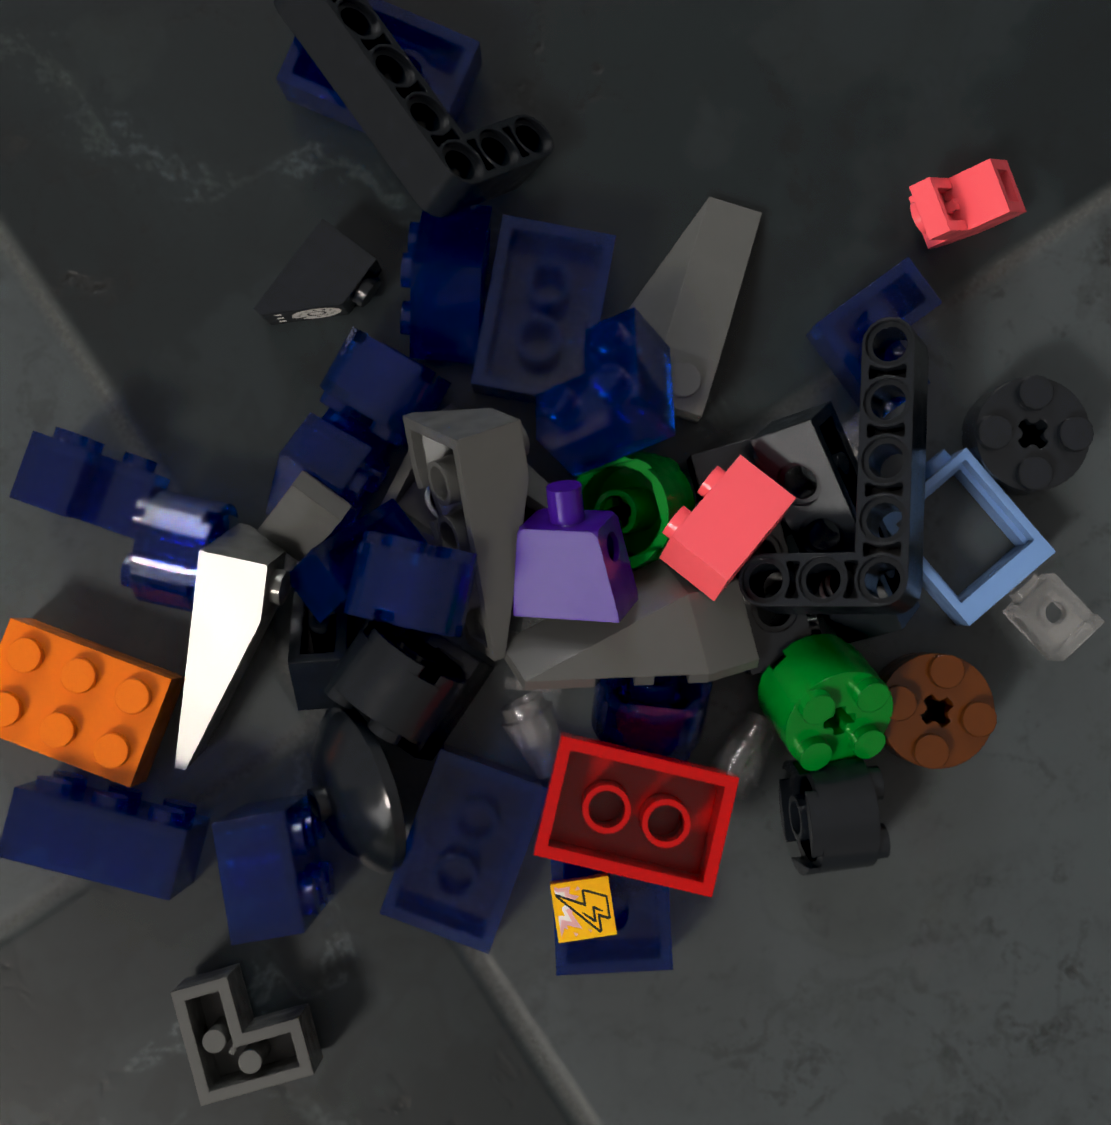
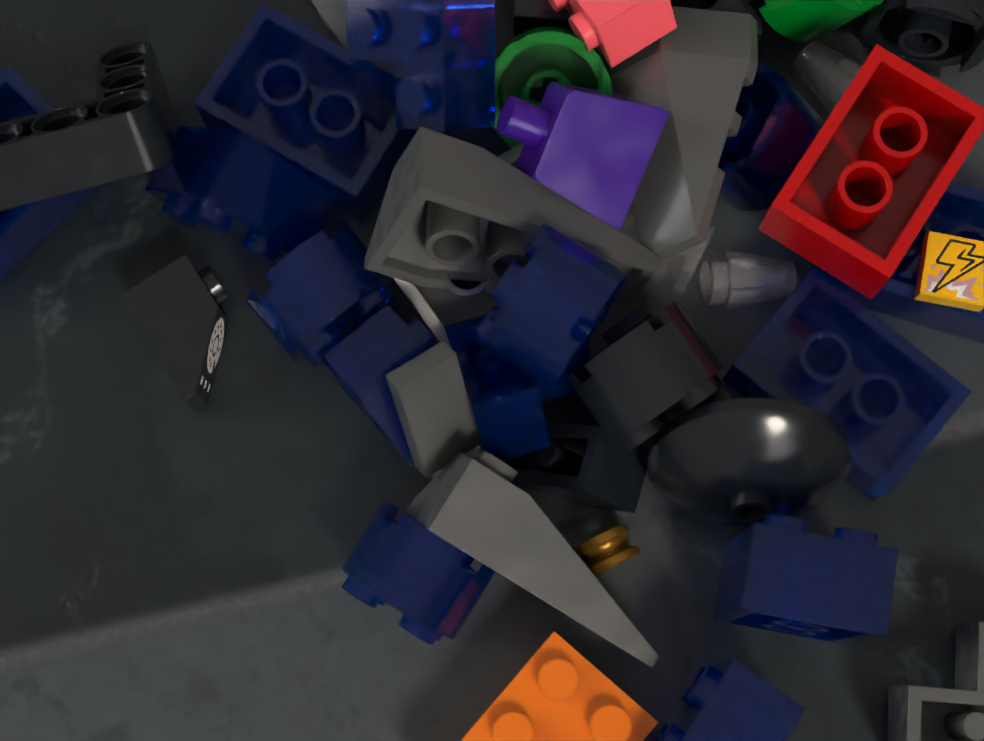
camera: 65 degrees left, 10 degrees down
(79, 483) = (305, 653): clear blue brick -> none
(263, 699) = (608, 549): none -> pearl gold bush

